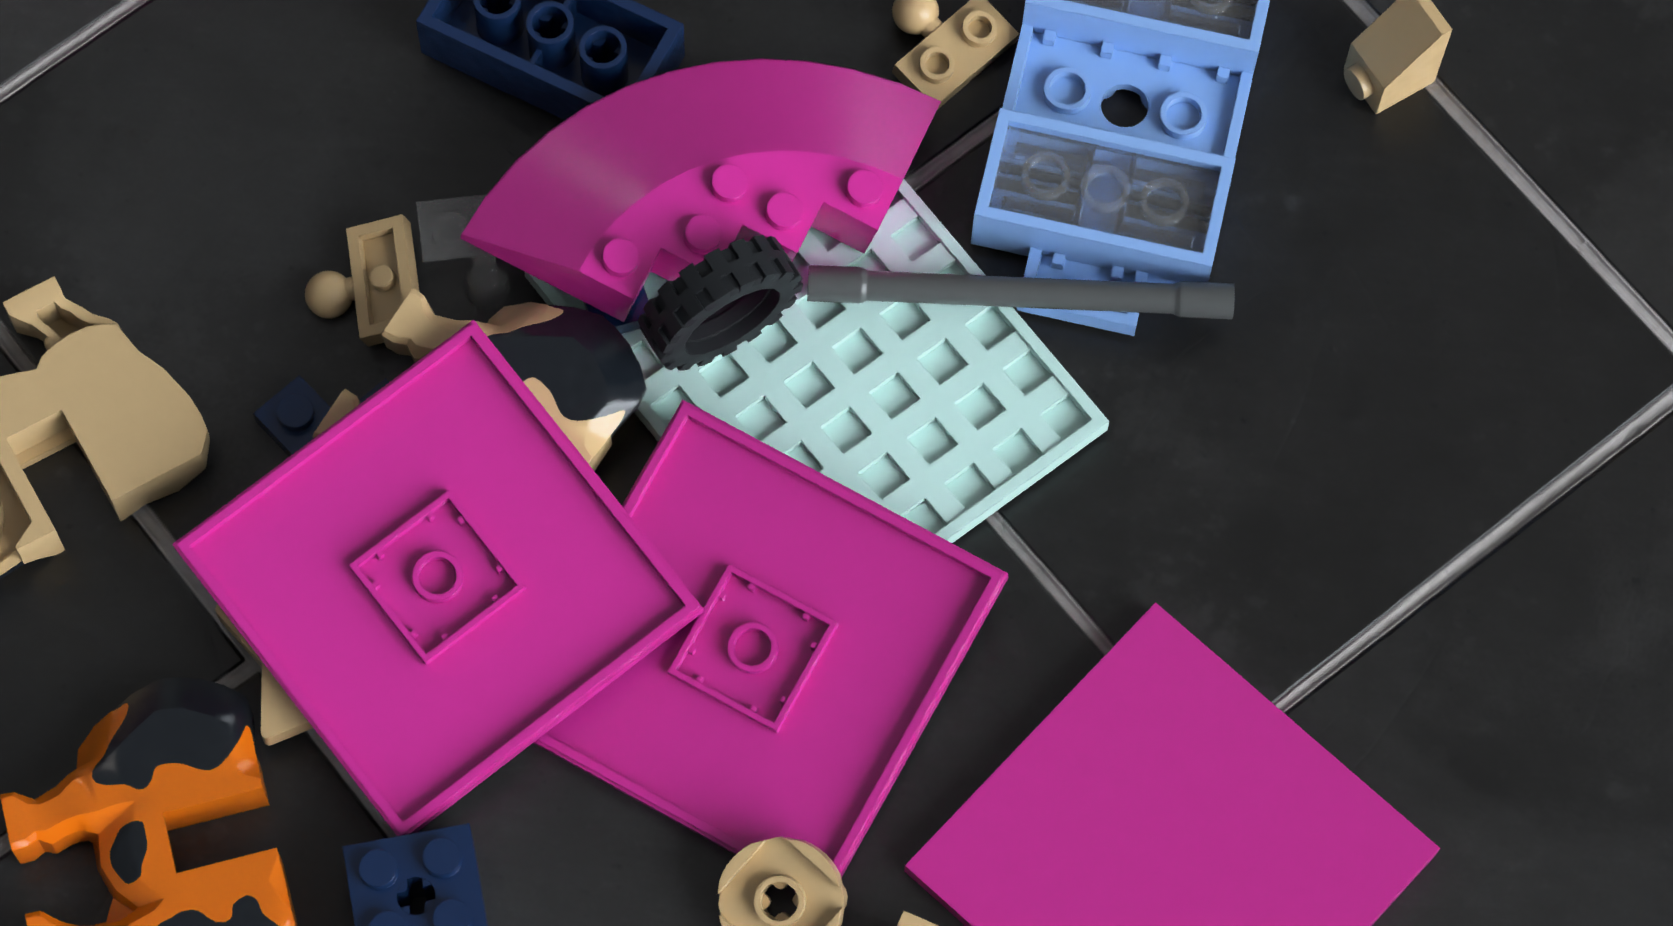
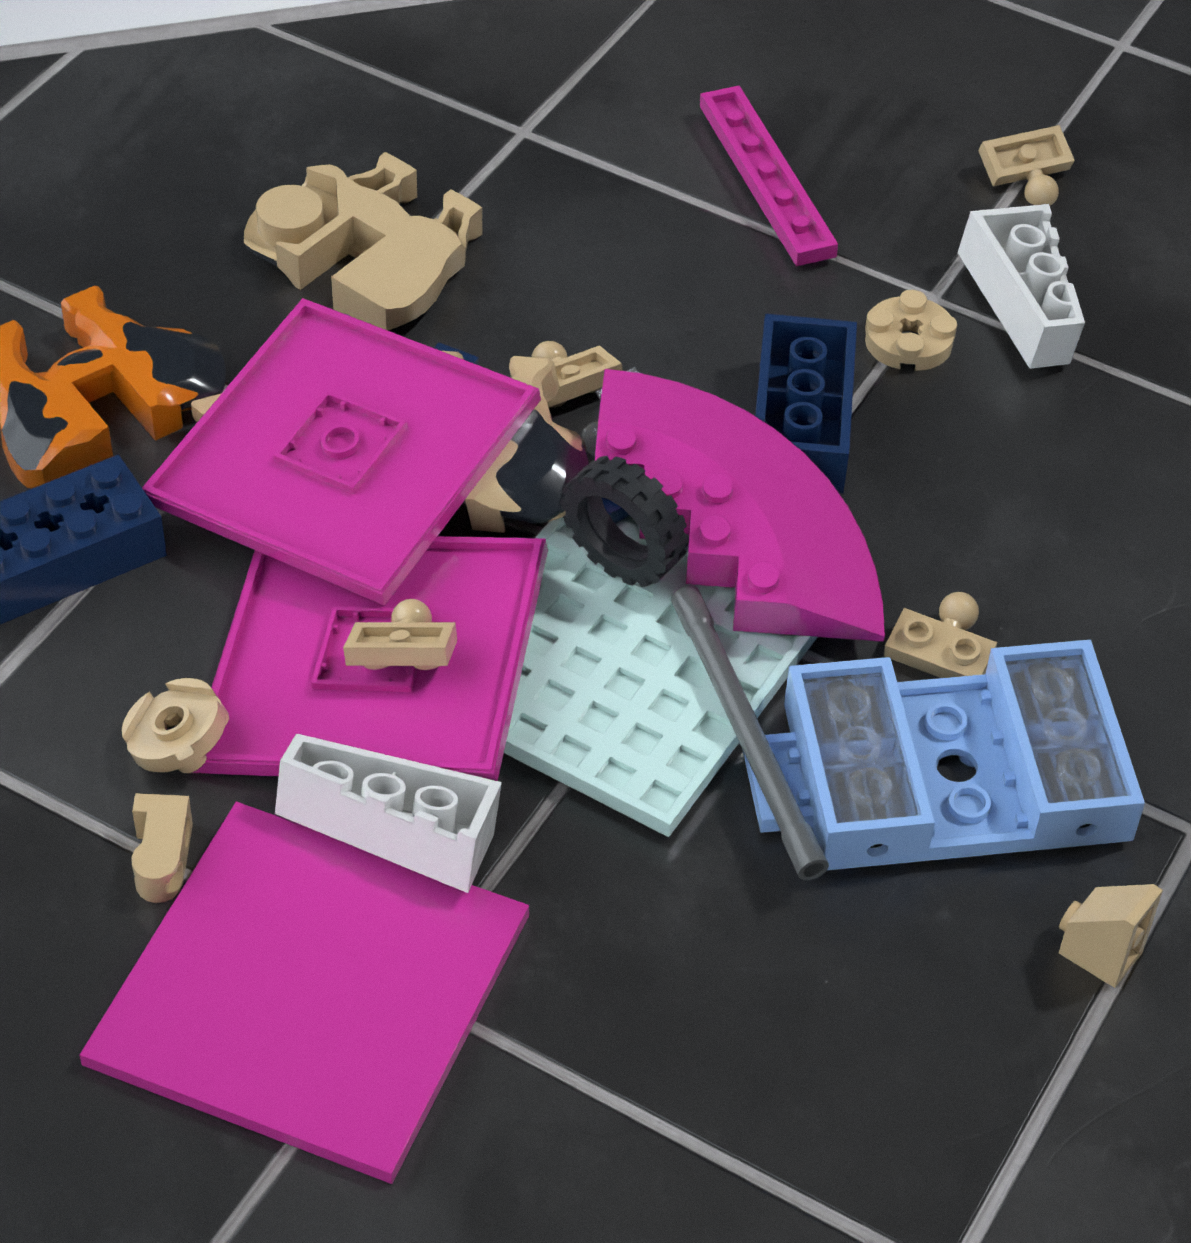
camera: 70 degrees right, 20 degrees down
(787, 610) = (404, 641): none -> tan plate
(1004, 695) = (390, 807): none -> white wedge

